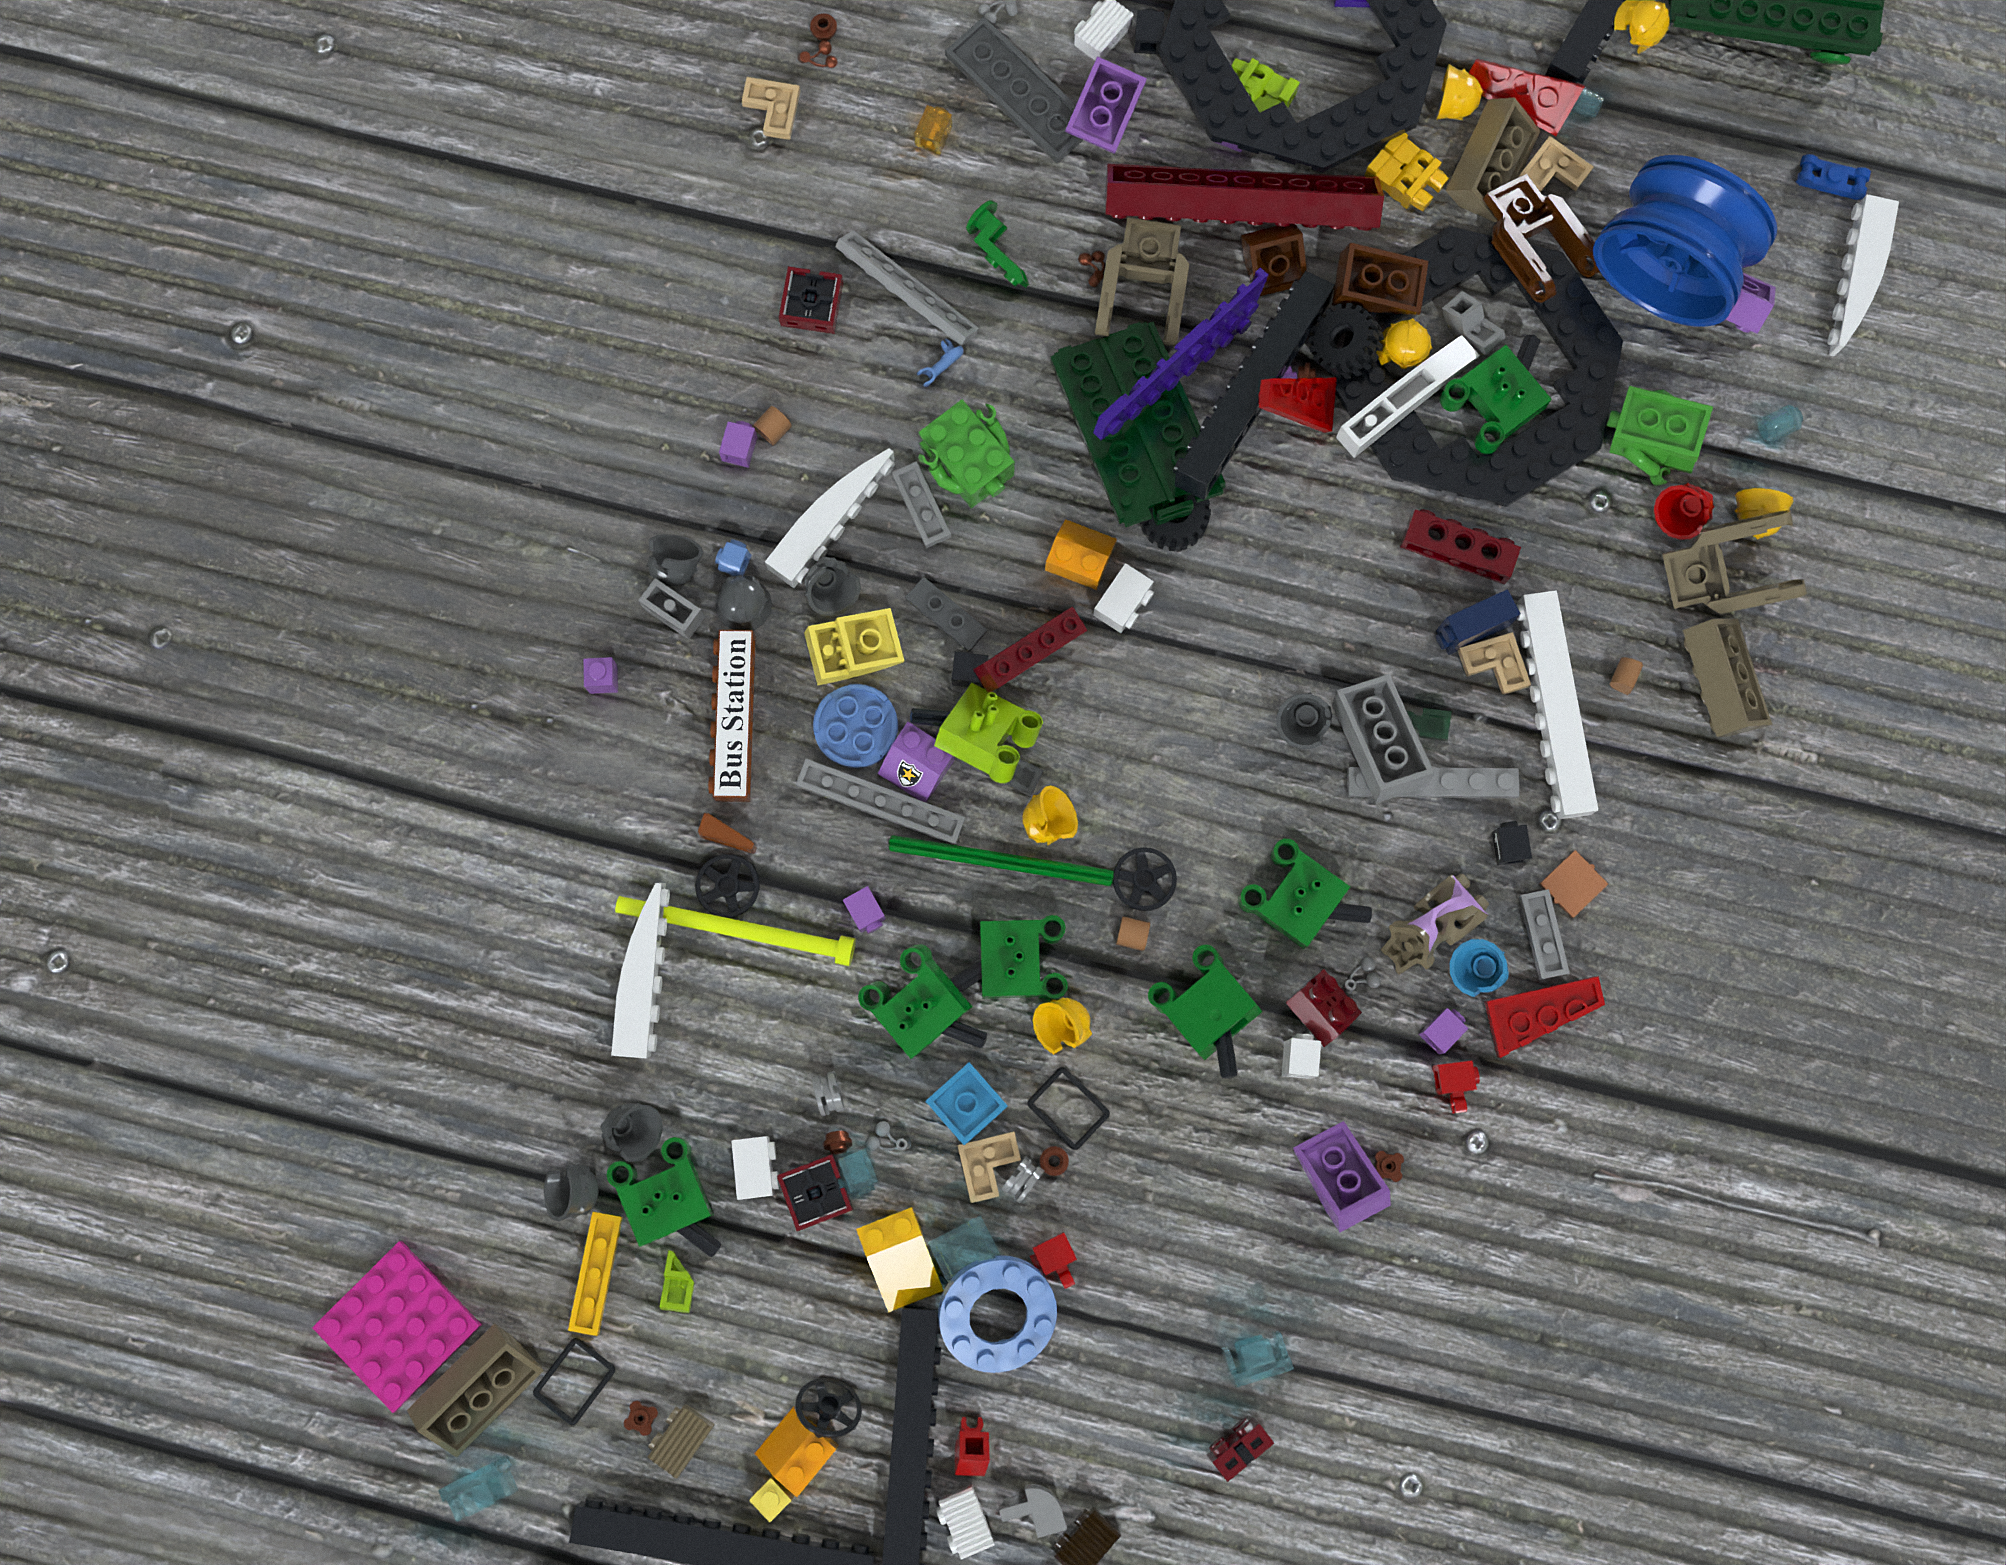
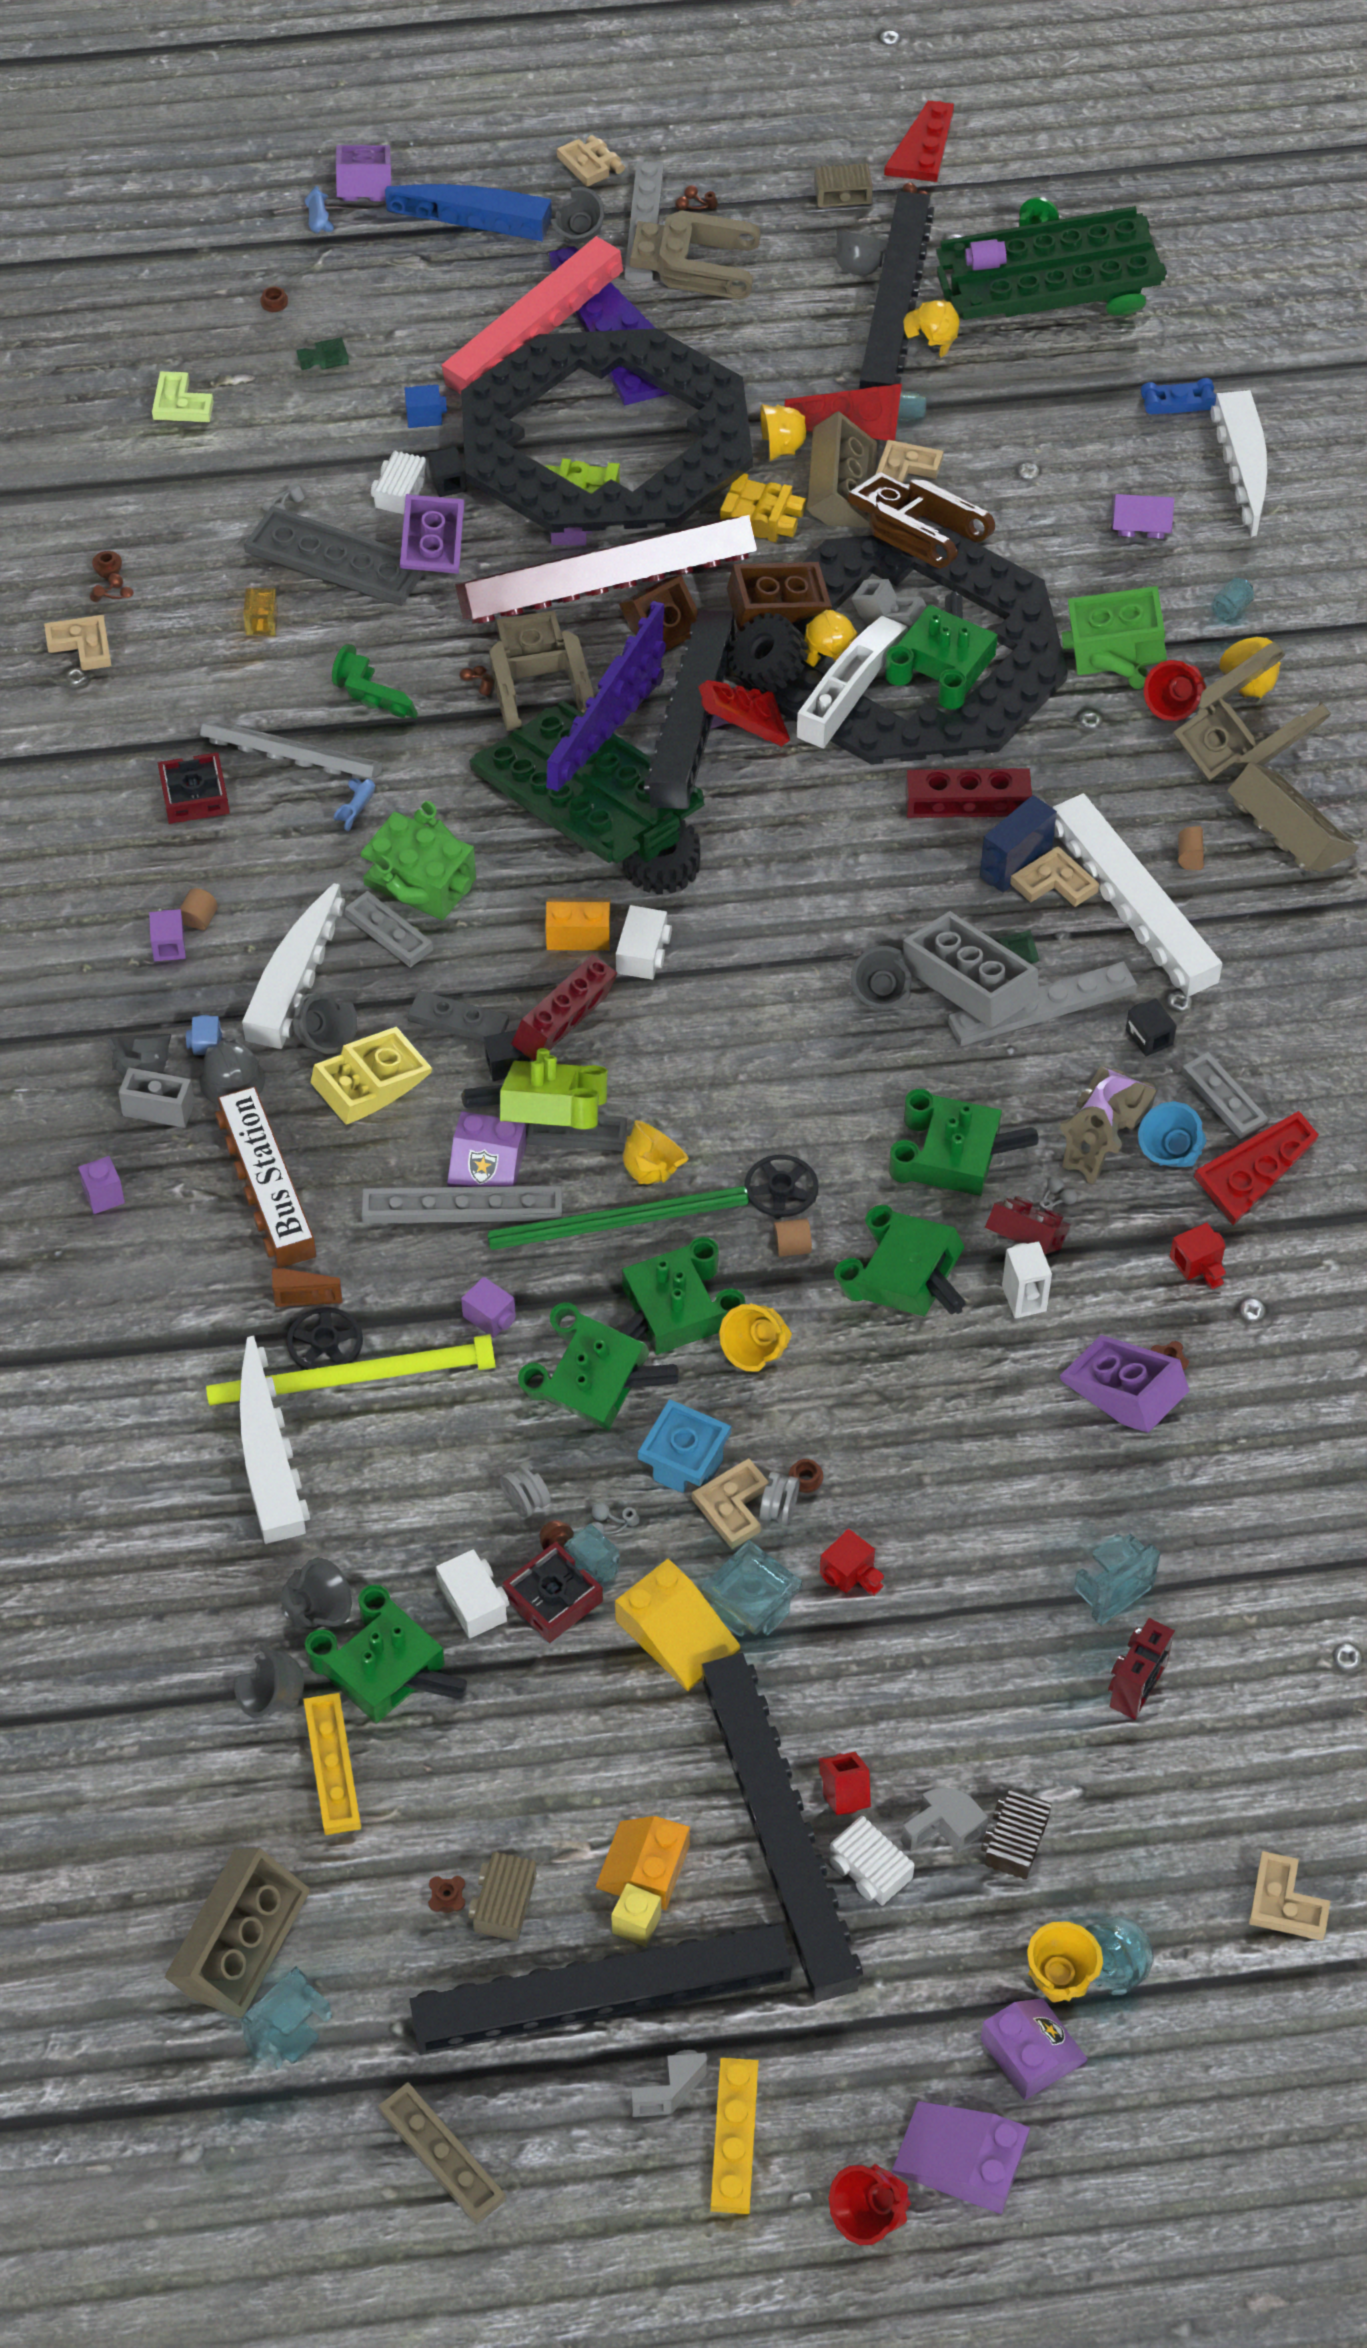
camera: 20 degrees left, 25 degrees down
(397, 1326) = (116, 1905): dark pink plate -> none
(555, 1409) = (379, 1899): black piece -> none
(677, 1286) = (432, 1746): lime slope -> none
(828, 1408) = (662, 1795): black wheel -> none
(855, 726) = (403, 1148): medium blue tile -> none
(984, 1276) = (777, 1667): medium blue plate -> none
(1084, 1090) = (820, 1458): black piece -> none
(1444, 1030) = (1164, 1213): medium lavender brick -> none
(1573, 884) = (1233, 1045): nougat piece -> none
(1685, 240) = (1074, 467): blue wheel -> none

